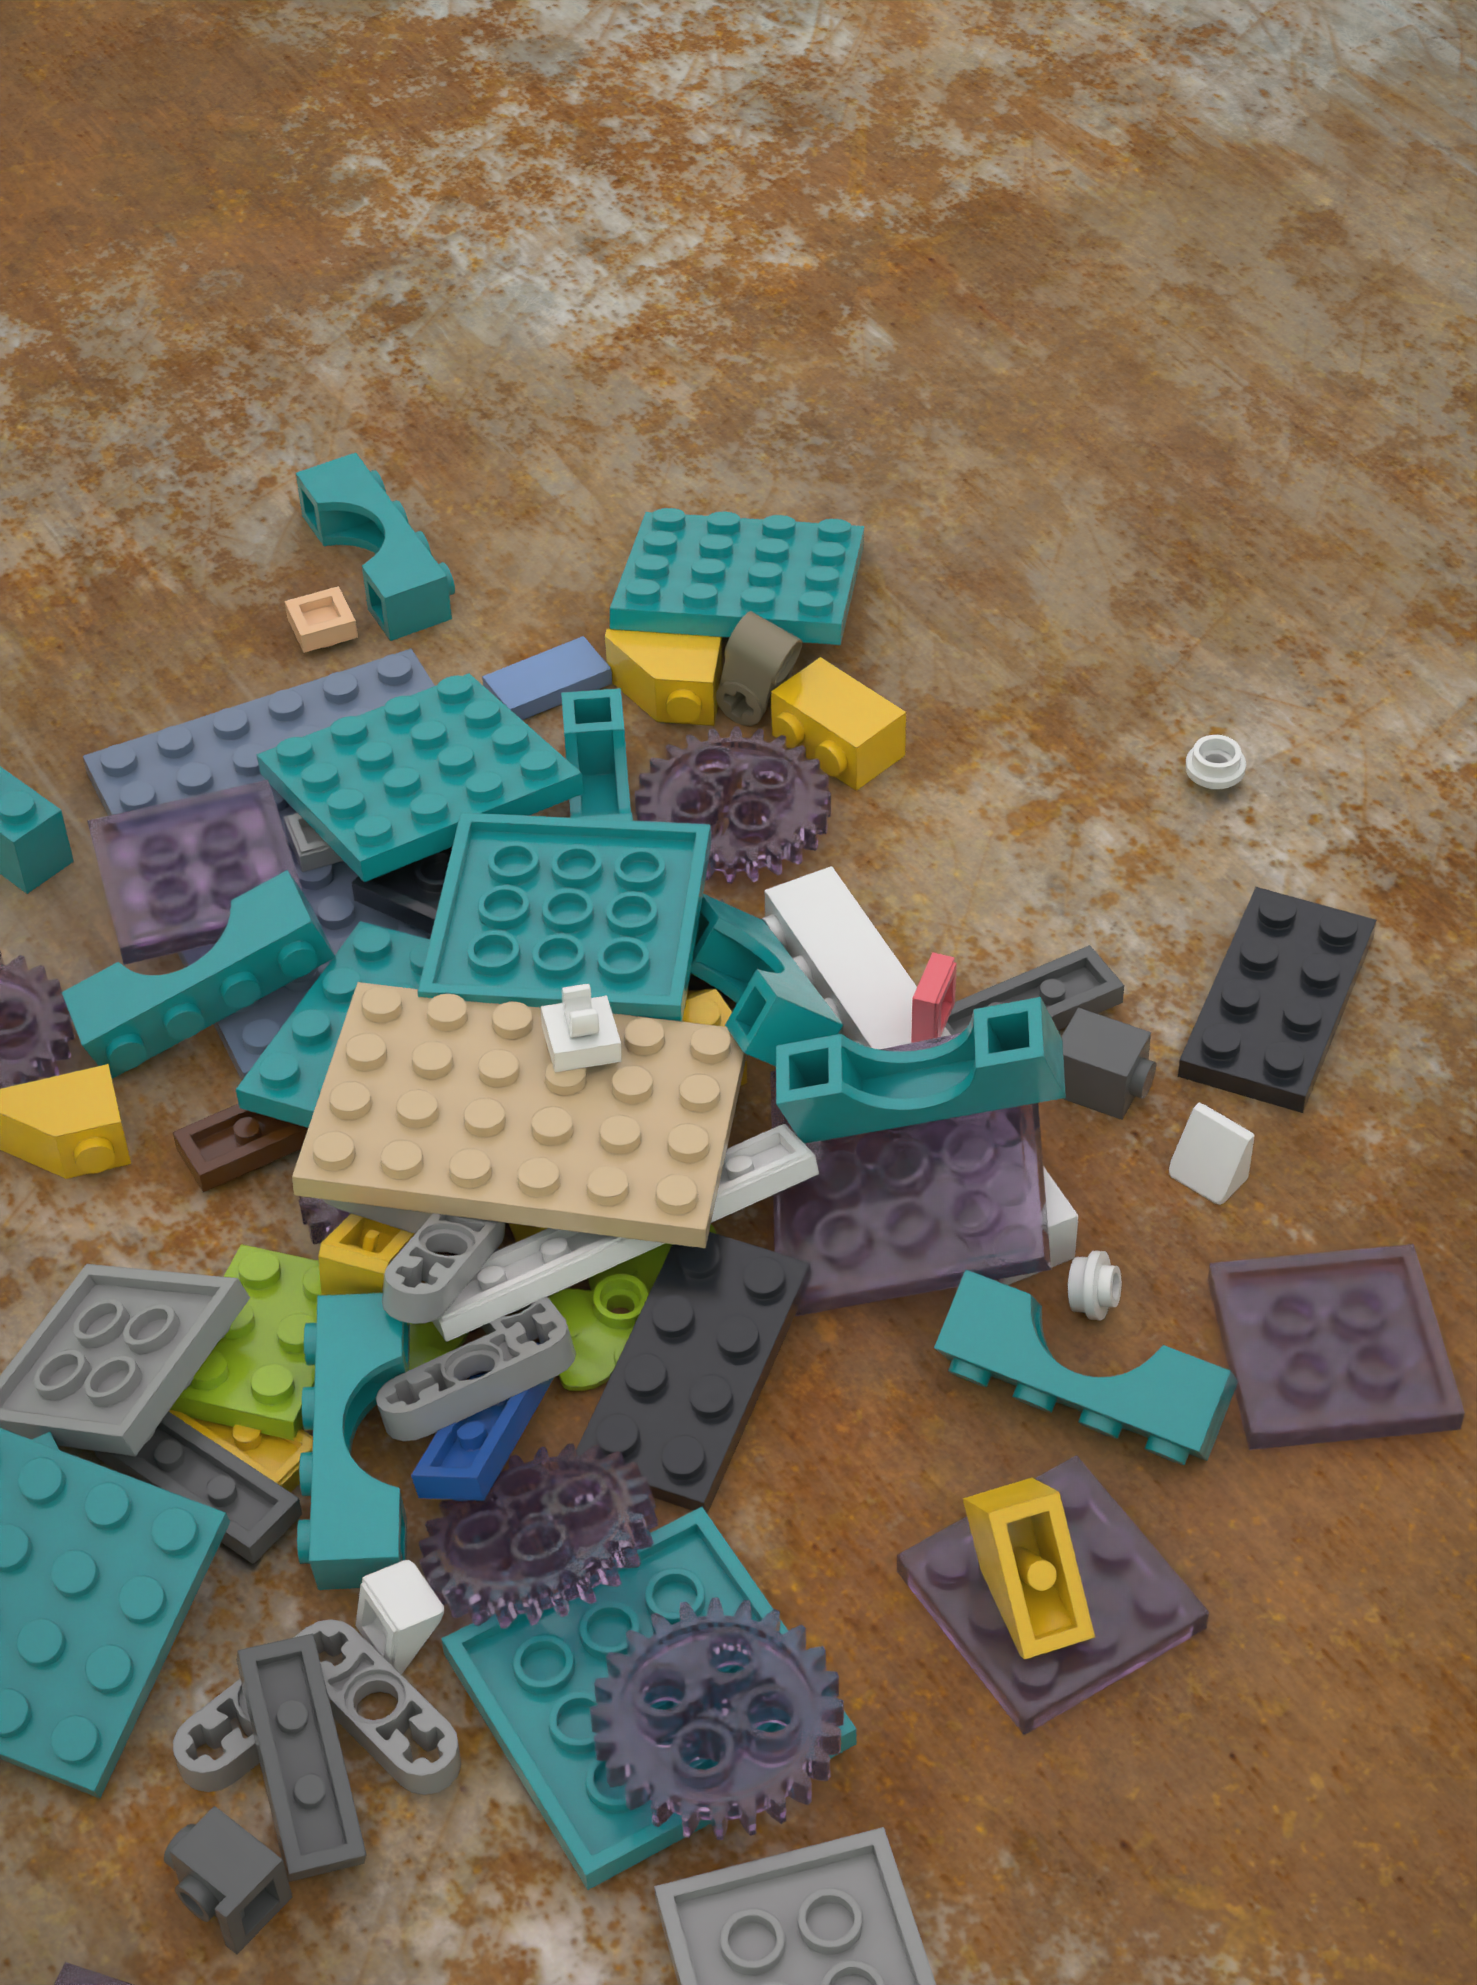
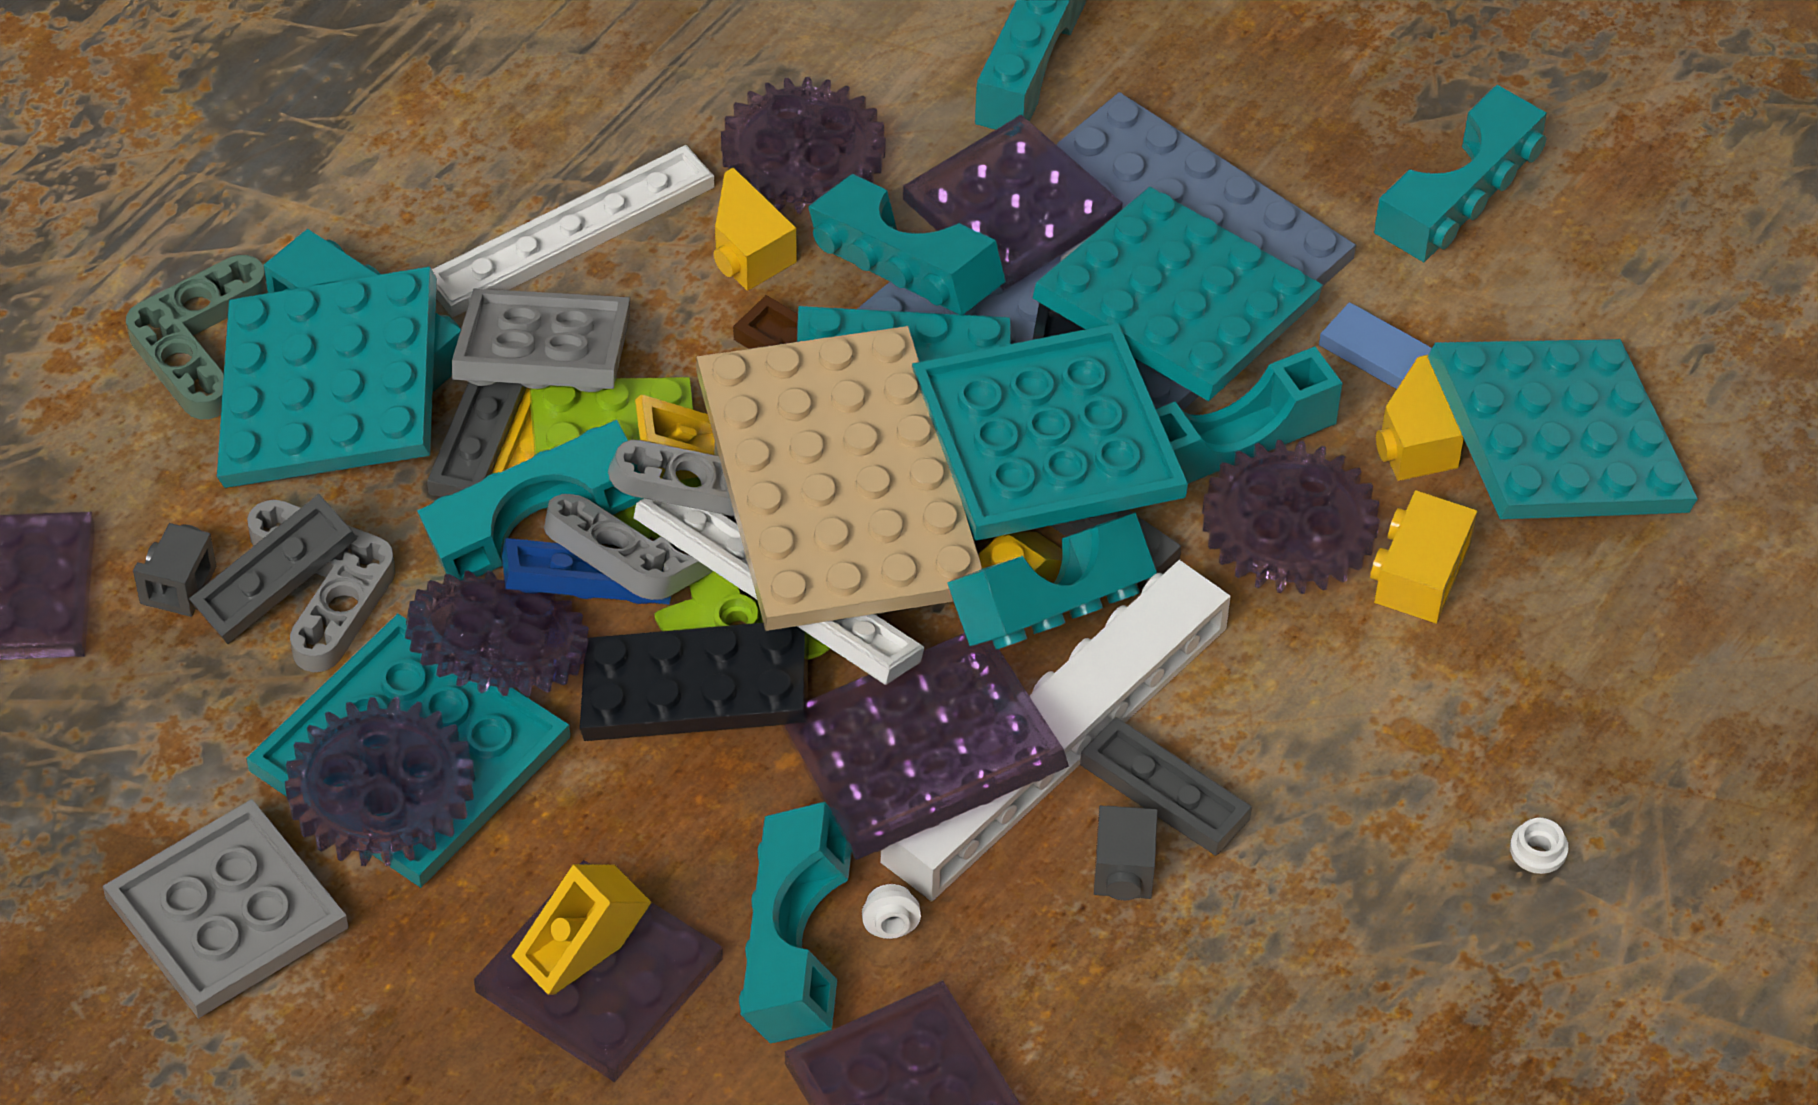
camera: 65 degrees right, 5 degrees up
(321, 619) = (1356, 175): light nougat plate -> none
(397, 1612) = (405, 577): white slope -> none
(580, 1030) = (908, 471): white tile -> none
(756, 663) = (1443, 464): dark tan piece -> none
(847, 1089) = (977, 715): teal arch -> none
(934, 998) = (1091, 698): coral tile -> none
(1212, 1155) = (1066, 960): white slope -> none
(1277, 999) = (1280, 966): black plate -> none

